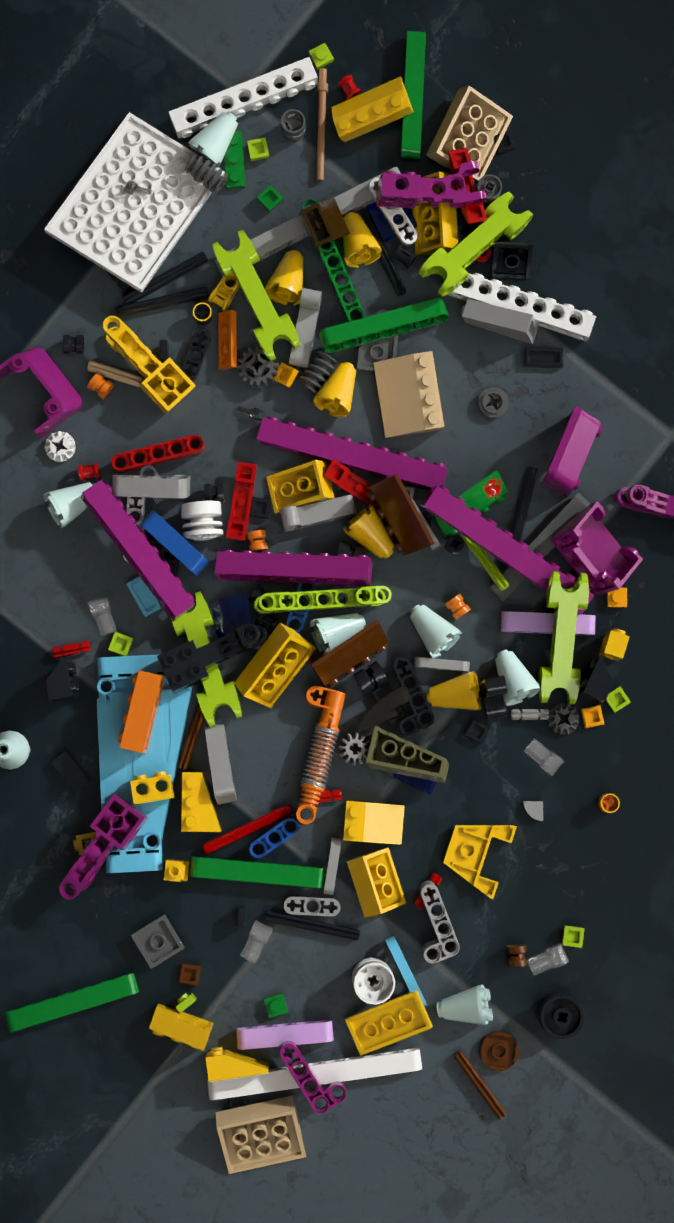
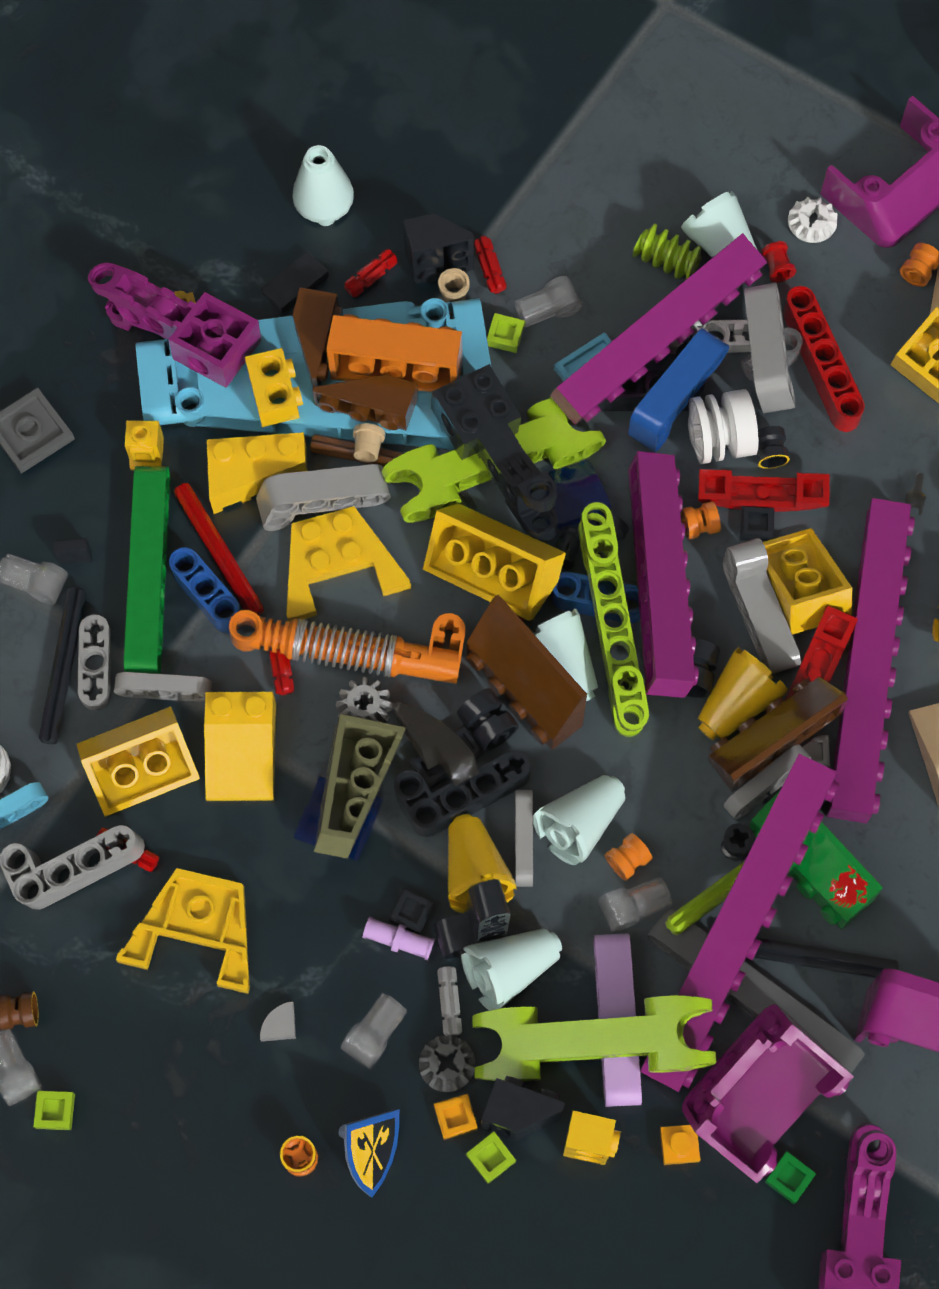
camera: 90 degrees right, 15 degrees down
(69, 724) = (370, 273): none -> red axle
(76, 537) = (667, 252): none -> lime piece
(80, 672) = (453, 279): none -> tan piece
(111, 760) = (312, 325): none -> reddish brown slope
(167, 724) = (375, 399): none -> reddish brown slope
(190, 734) = (367, 441): none -> tan piece
(251, 759) = (334, 547): none -> yellow wing
(486, 611) = (626, 907): none -> clear piece
(492, 739) = (398, 938): none -> lavender pin
(608, 764) = (371, 1148): none -> shield
(639, 541) = (790, 1177): none -> green plate

